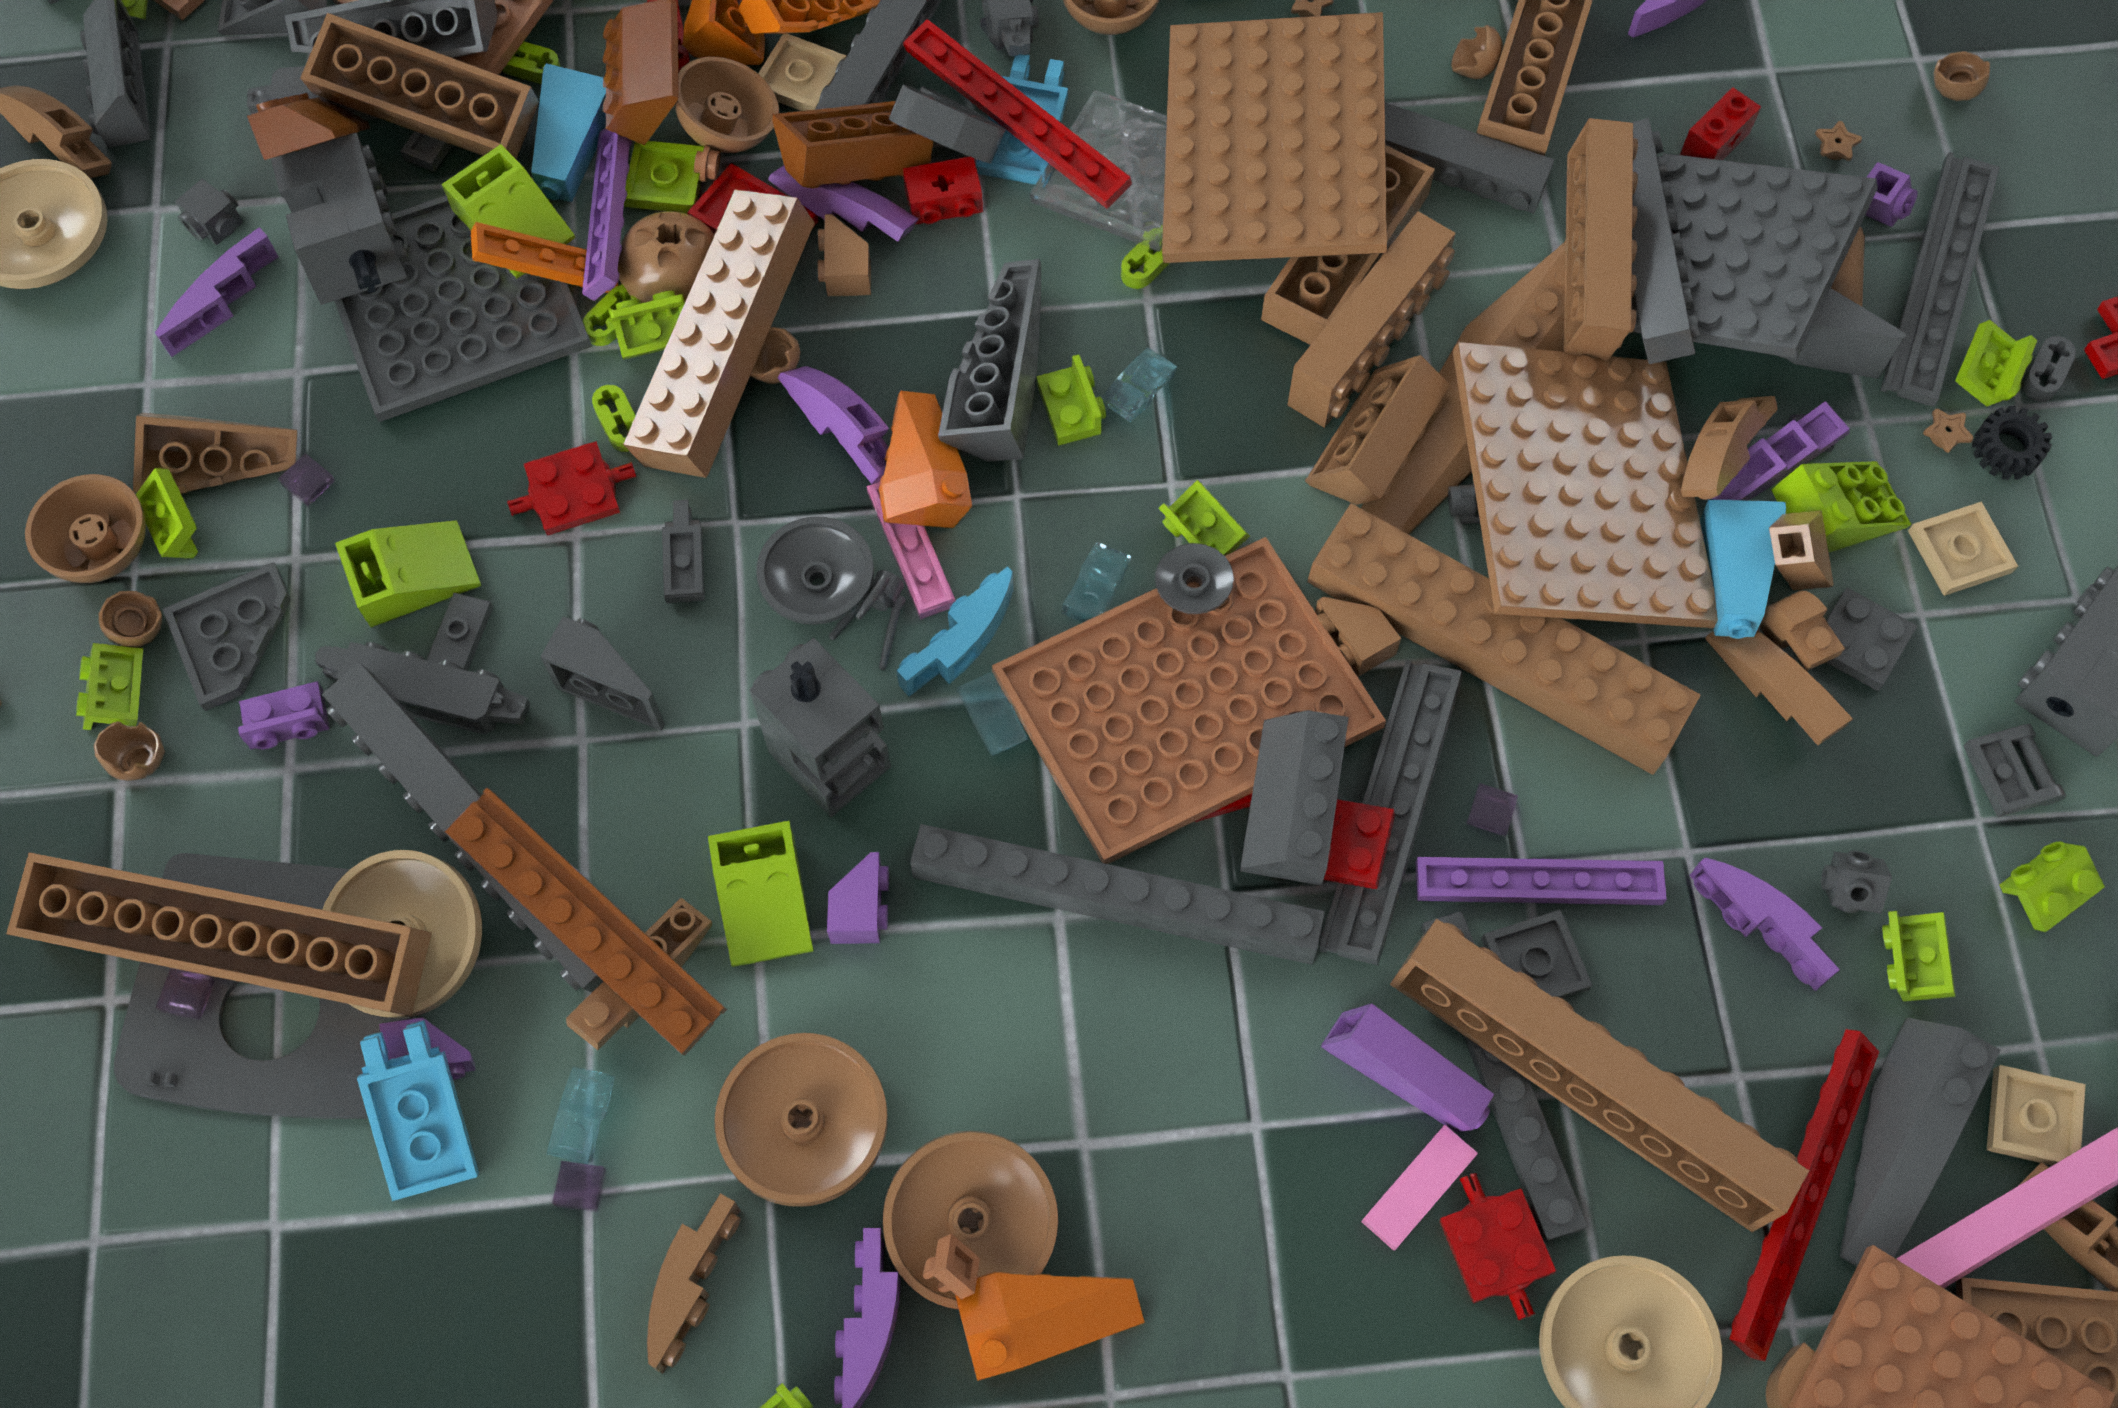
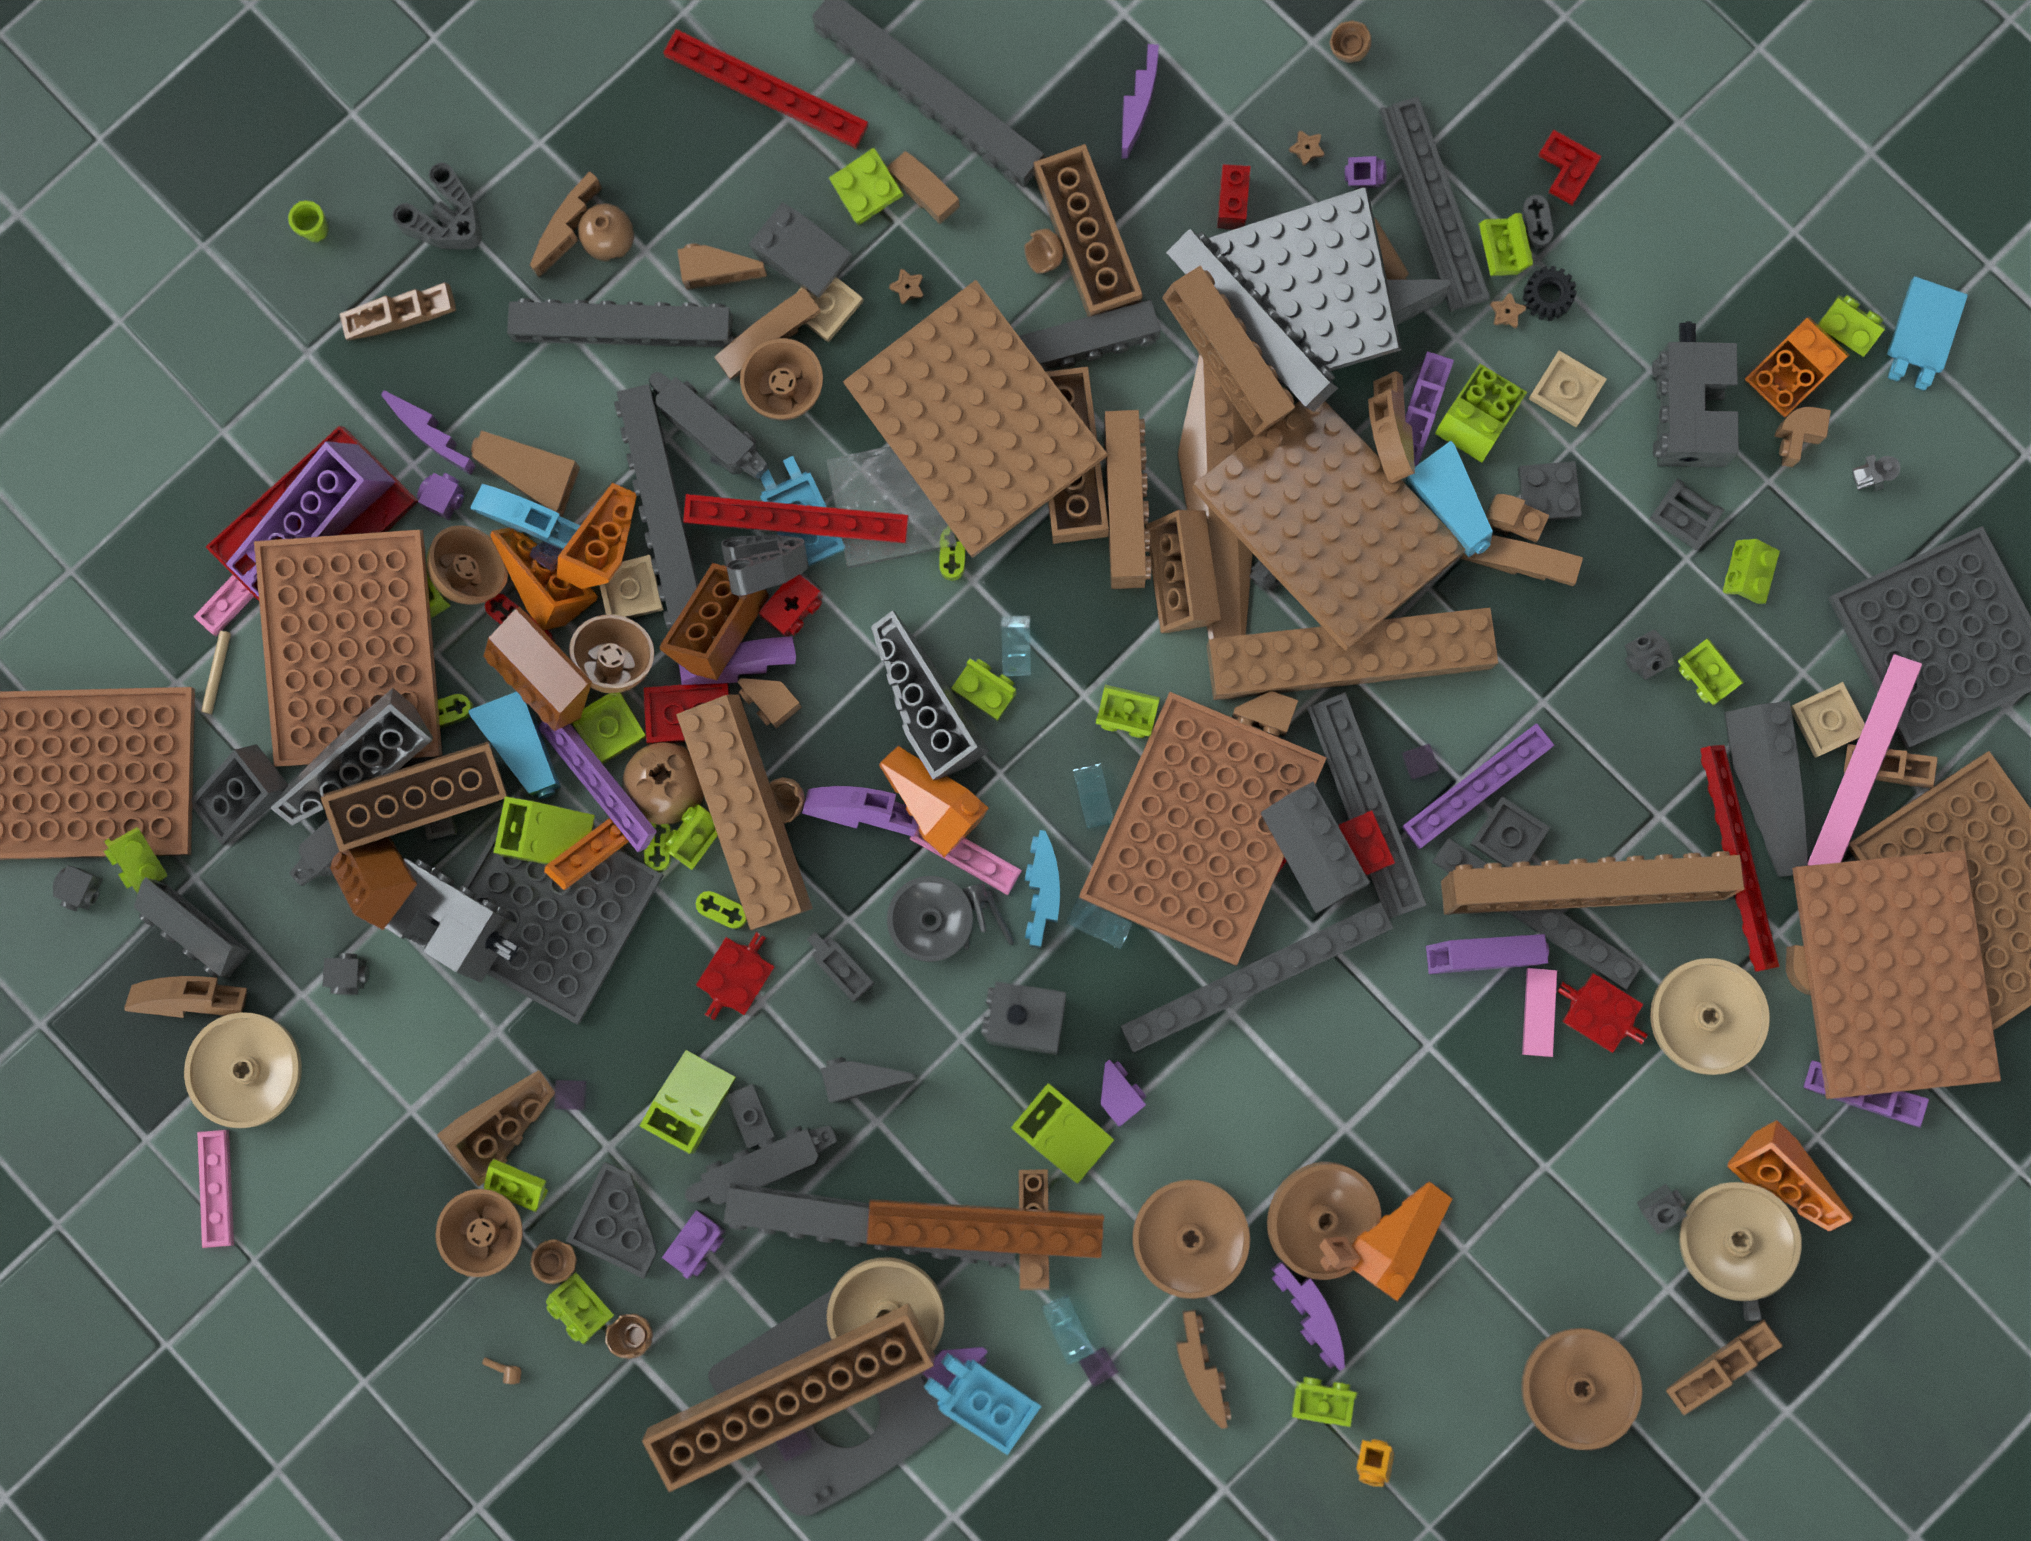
camera: 30 degrees left, 15 degrees up
(206, 300) = (401, 1034): medium lavender slope -> none
(707, 163) = (632, 701): nougat plate -> none
(1194, 564) = (1154, 741): dark grey dish -> none
(1755, 904) = (1603, 711): medium lavender slope -> none
(1802, 550) = (1481, 466): medium nougat slope -> none

